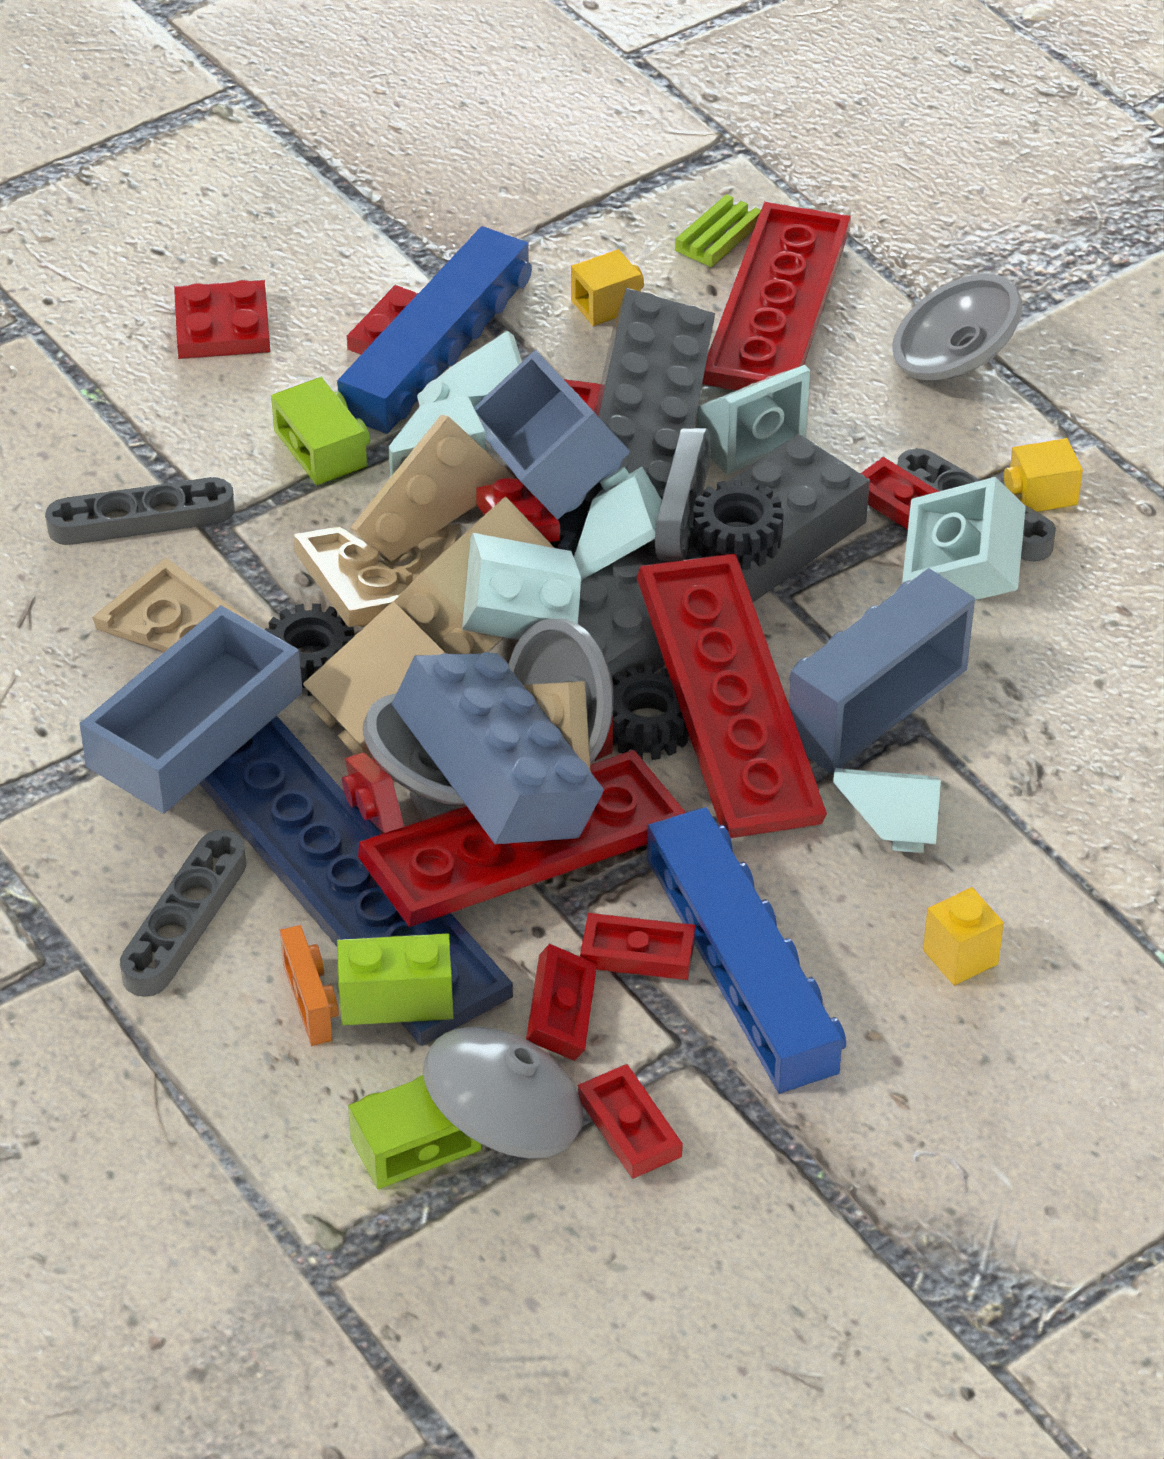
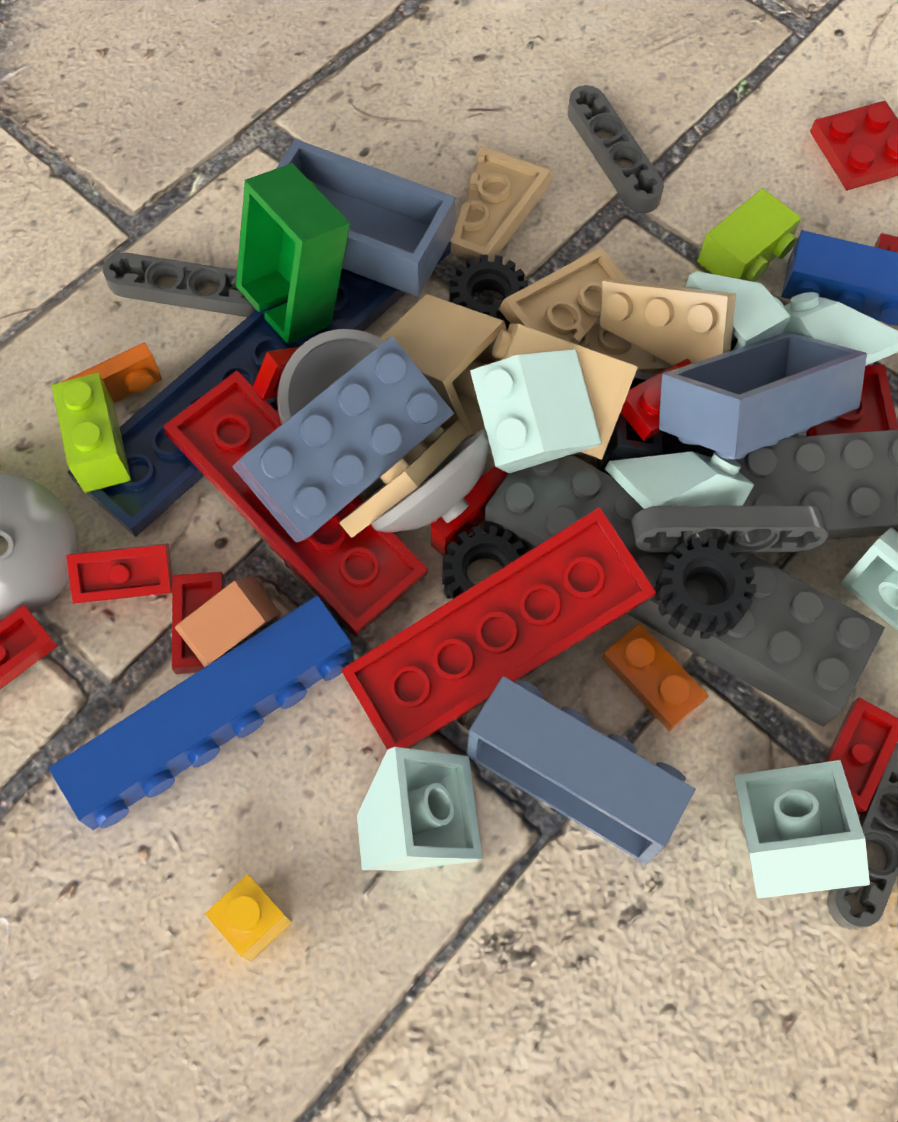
camera: 75 degrees right, 20 degrees up
(253, 737) = (290, 251): none -> green piece
(652, 896) = (227, 619): none -> nougat slope
(799, 616) = (654, 677): none -> orange plate

